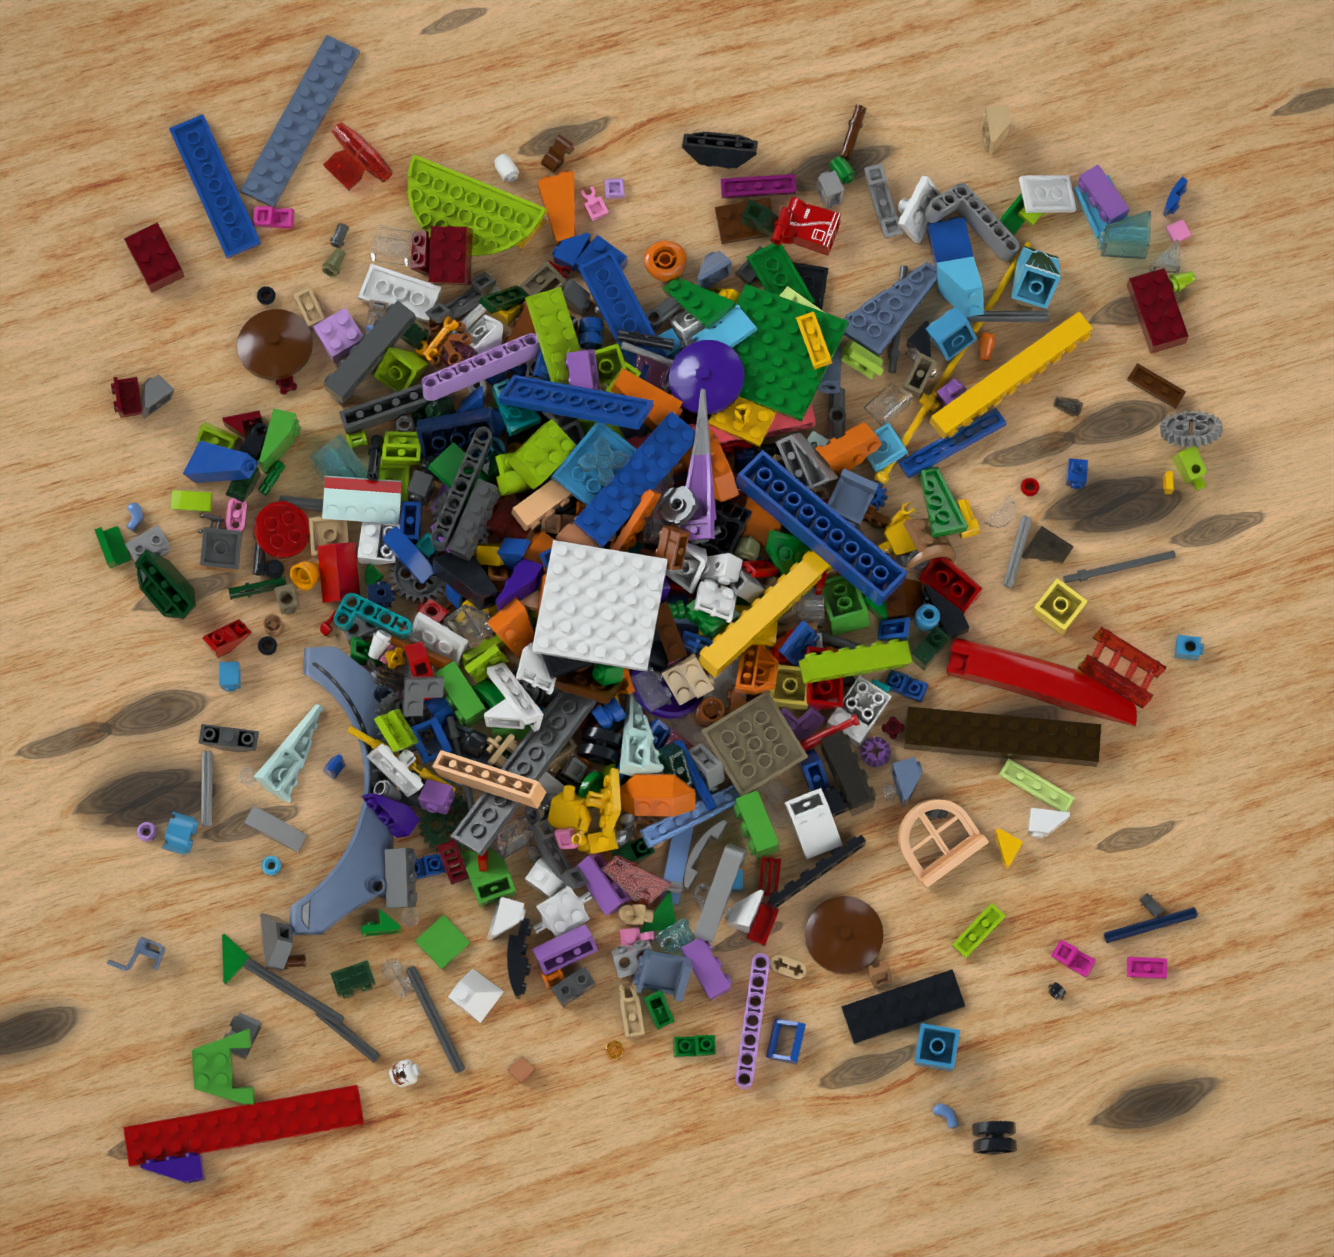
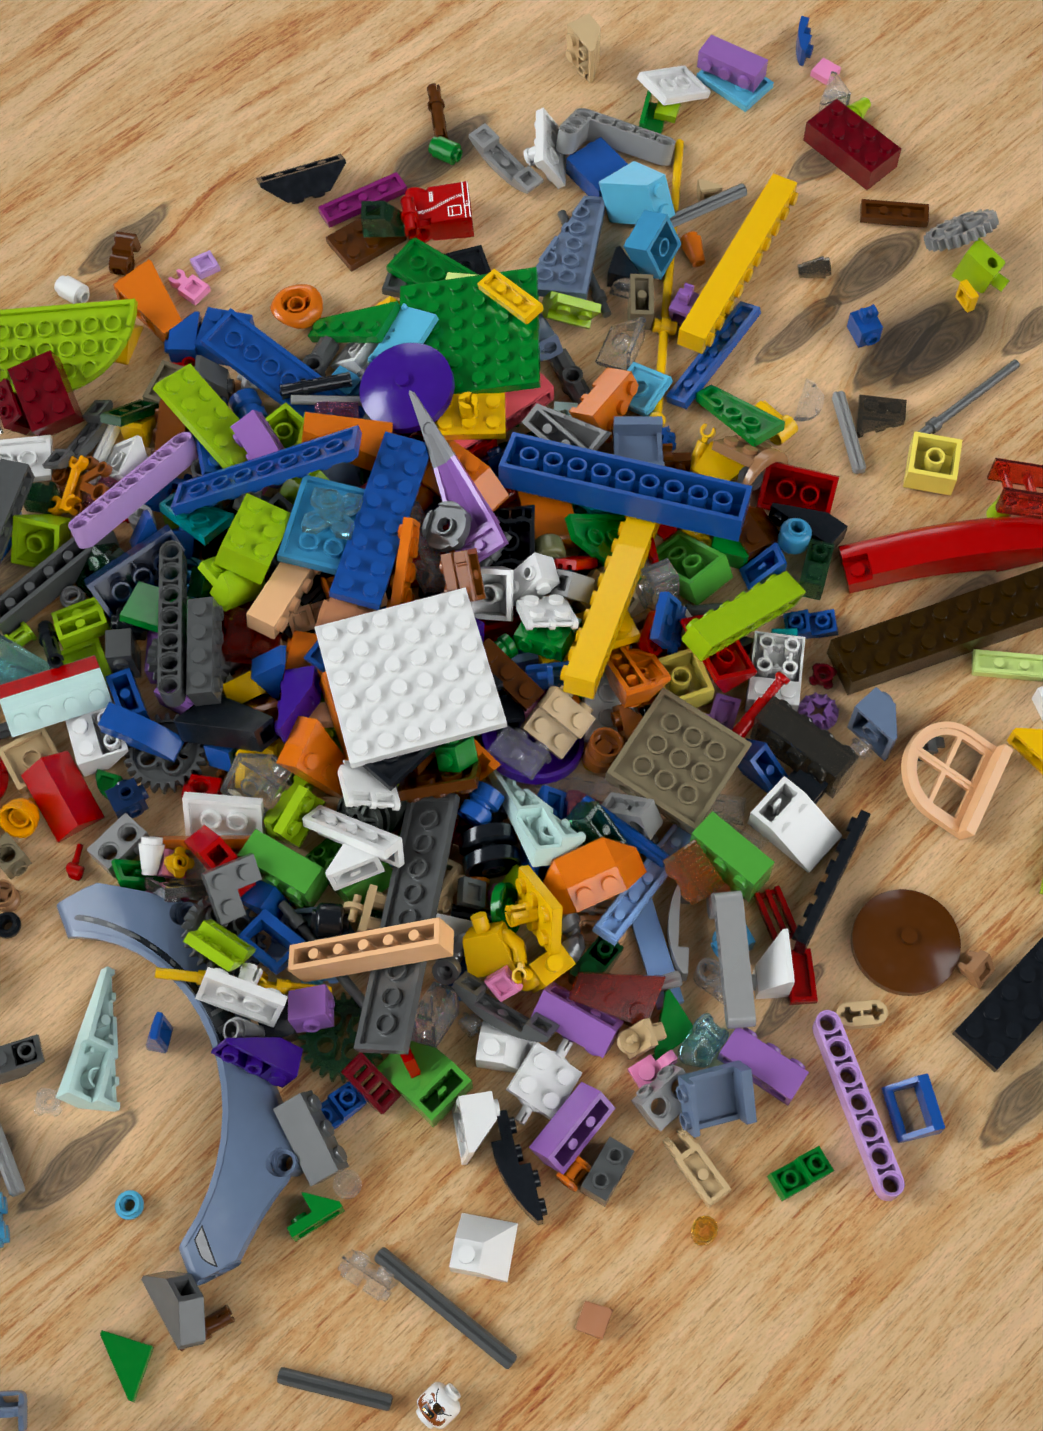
camera: 25 degrees left, 10 degrees down
(275, 829) = (114, 1153): light grey slope -> none
(294, 992) = (234, 1365): dark grey axle -> none
(353, 979) = (308, 1307): clear green brick -> none
(374, 619) = (131, 827): teal beam -> none
(425, 545) = (162, 714): teal tile -> none
(442, 942) = (405, 1196): bright green tile -> none
(488, 692) = (319, 849): green slope -> none
(658, 1009) = (731, 1147): green slope -> none
(714, 269) = (359, 289): sand blue slope -> none
(724, 824) = (693, 872): none -> clear orange brick
(830, 189) = (443, 164): light grey brick -> none
(1029, 481) = (825, 358): red plate -> none
(1035, 277) = (710, 159): medium azure slope -> none
(1126, 237) = (781, 89): clear light blue slope -> none

